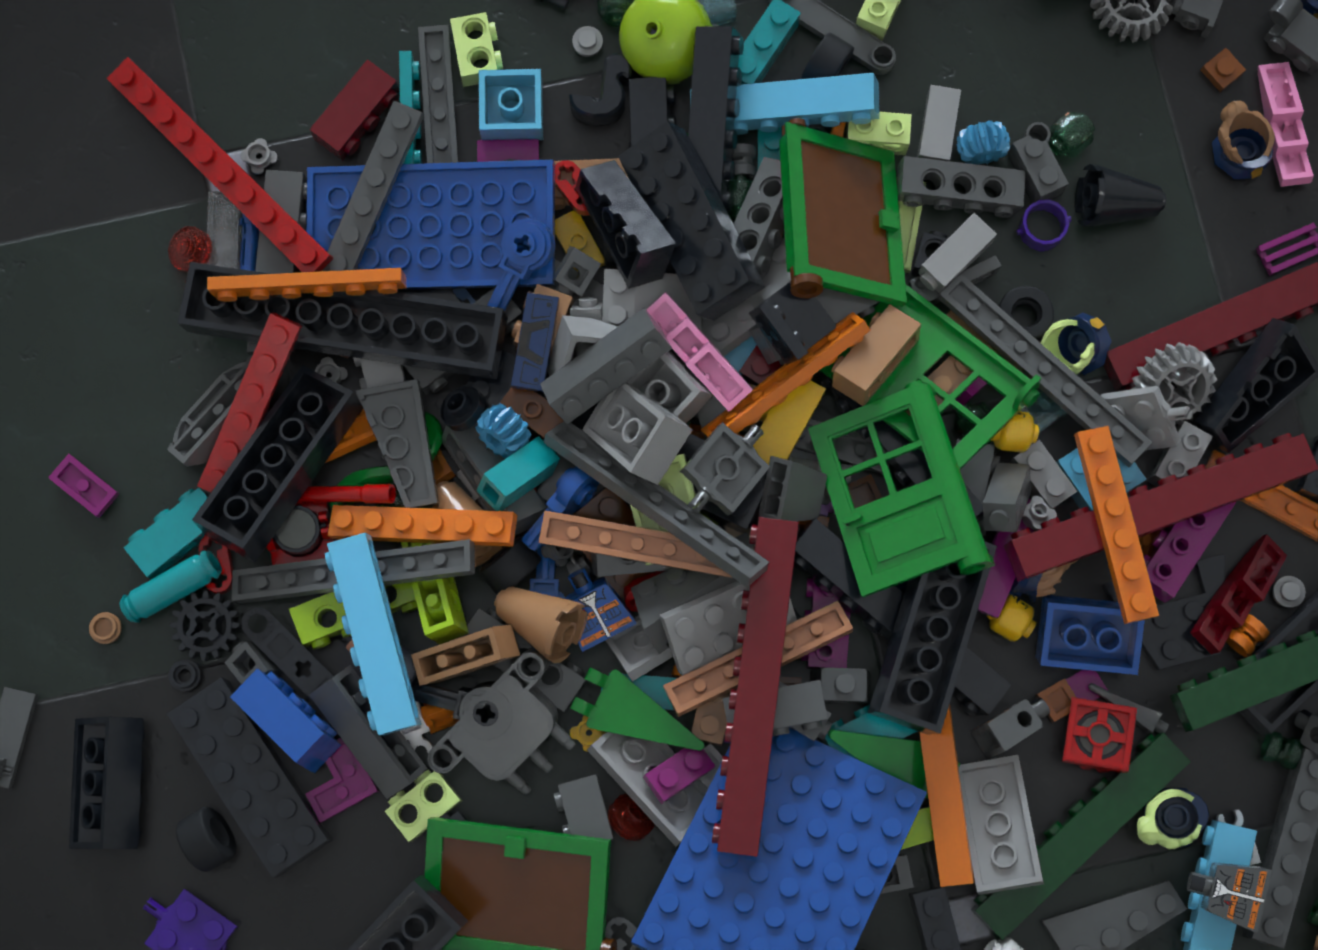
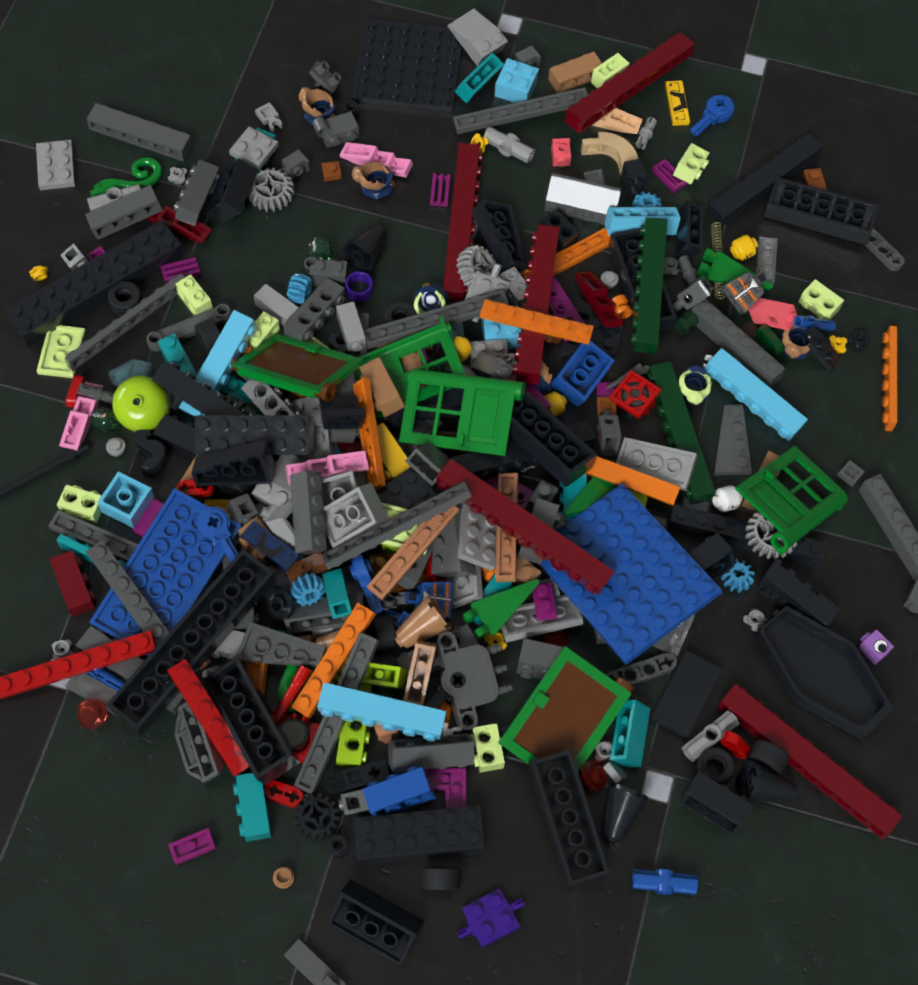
camera: 65 degrees left, 15 degrees down
(170, 586) = (283, 823): teal axle -> none
(294, 284) = (159, 648): orange plate -> none
(725, 468) = (400, 482): dark grey plate -> none
(1233, 892) = (747, 372): dark grey torso -> none

